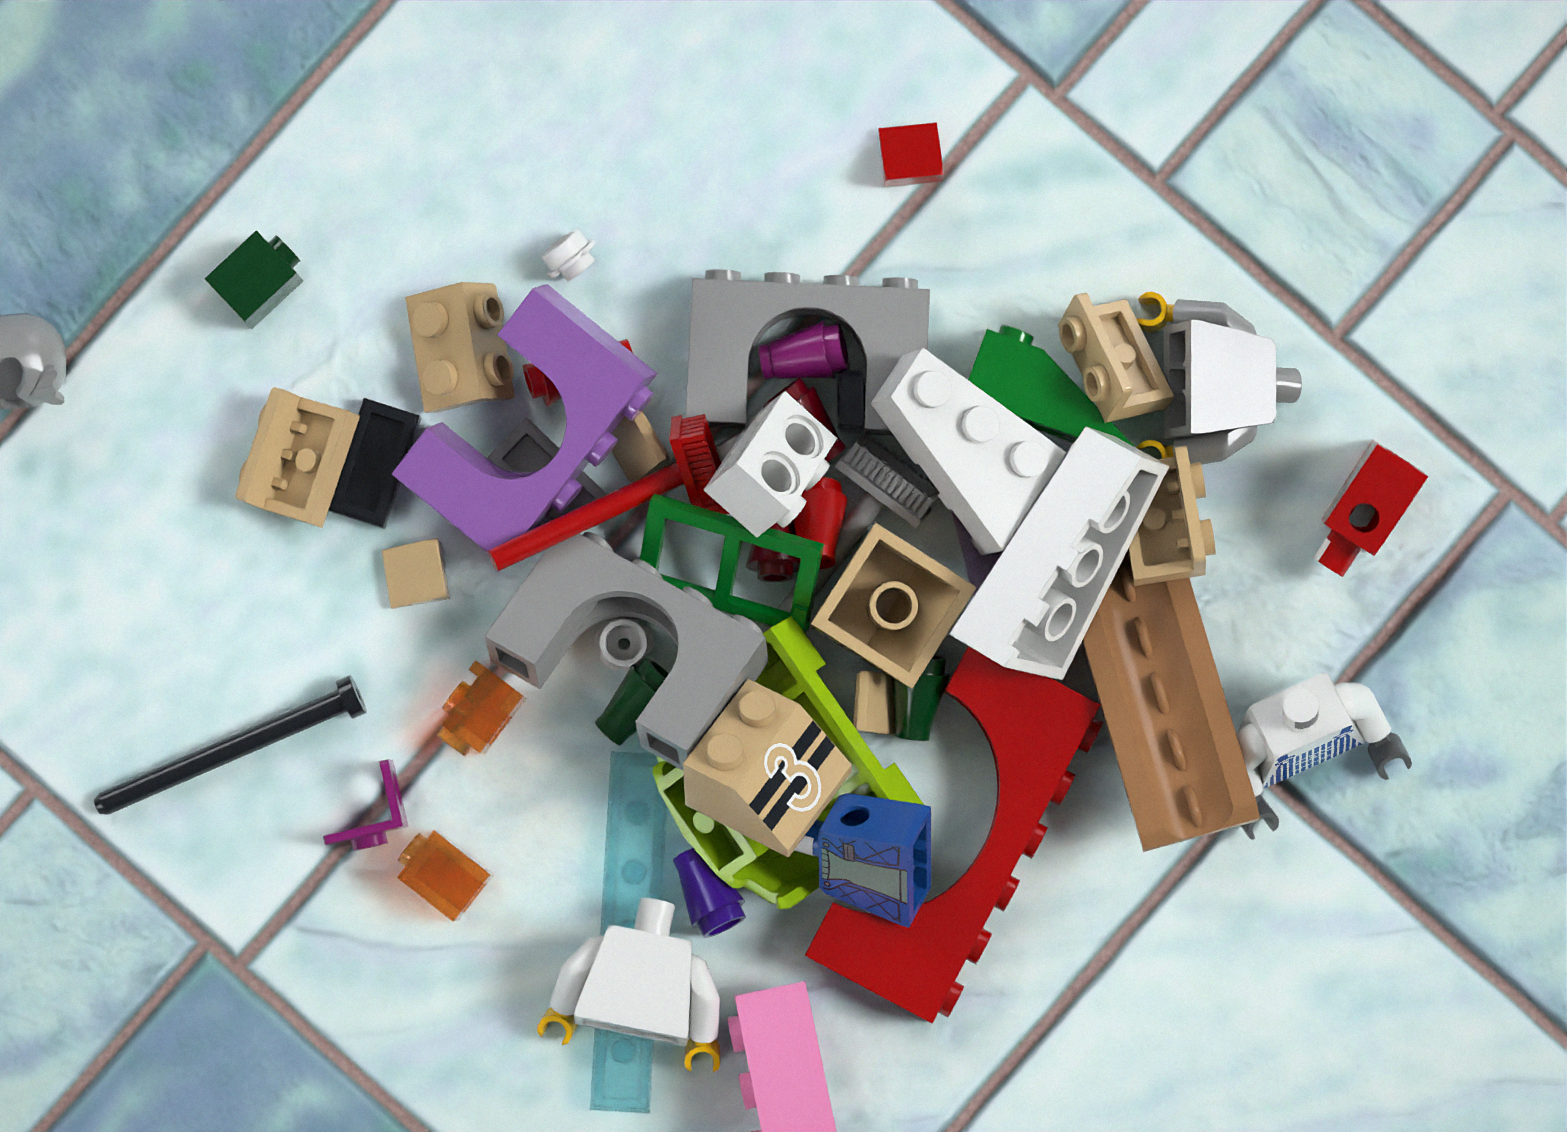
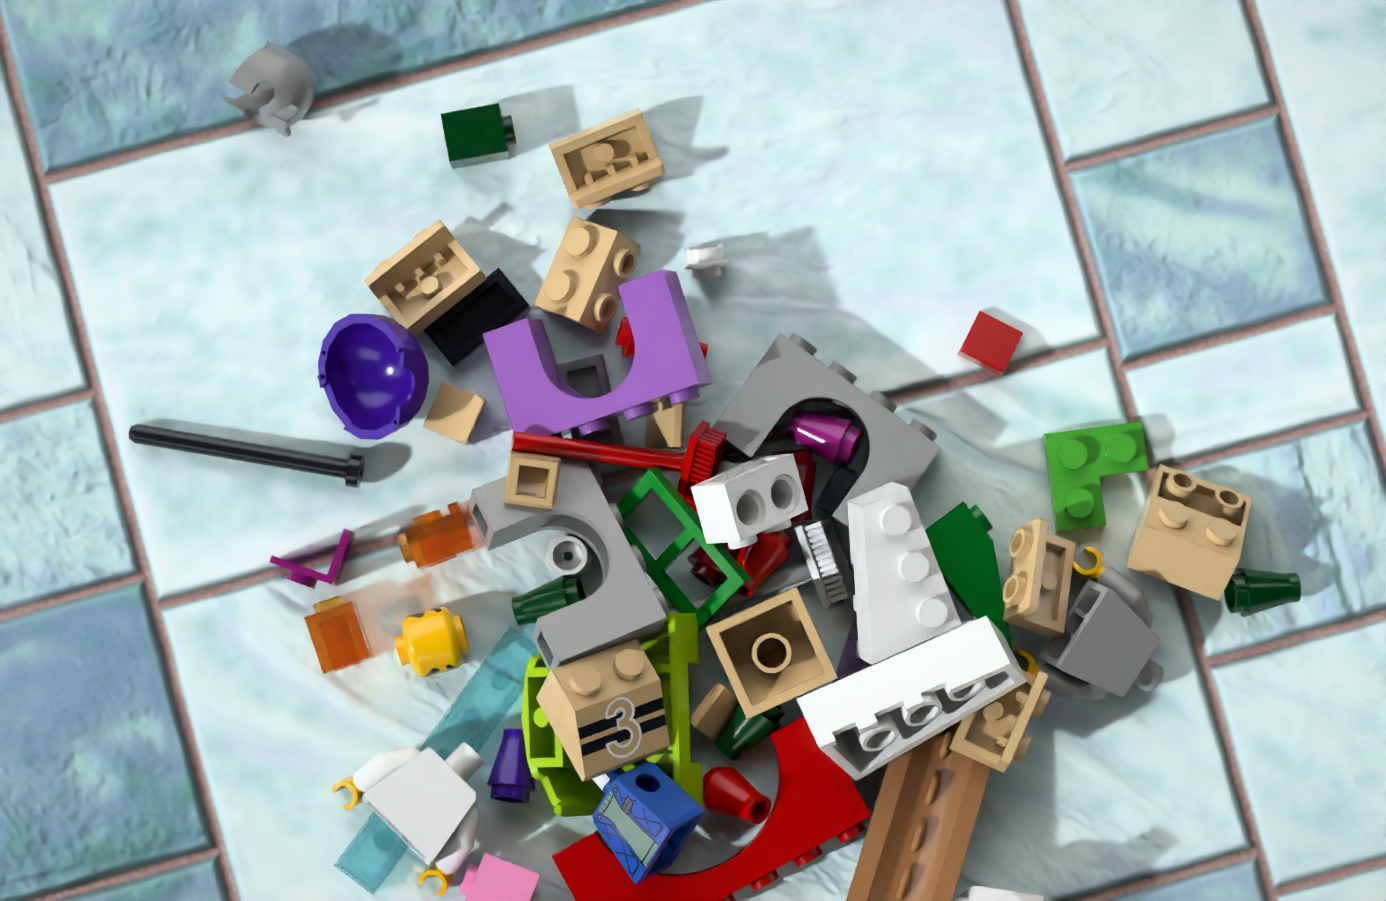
camera: 30 degrees right, 0 degrees up
(306, 586) = (373, 374): none -> dark purple cylinder
(404, 218) = (607, 160): none -> tan bracket
(538, 587) = (532, 479): none -> tan slope
(543, 818) = (432, 642): none -> yellow head
(948, 775) = (732, 795): none -> red cone
(1077, 214) = (1078, 461): none -> bright green plate
(1234, 214) = (1190, 532): none -> tan slope
(1341, 228) = (1258, 591): none -> dark green cone
(1376, 480) = (1169, 786): red torso -> none

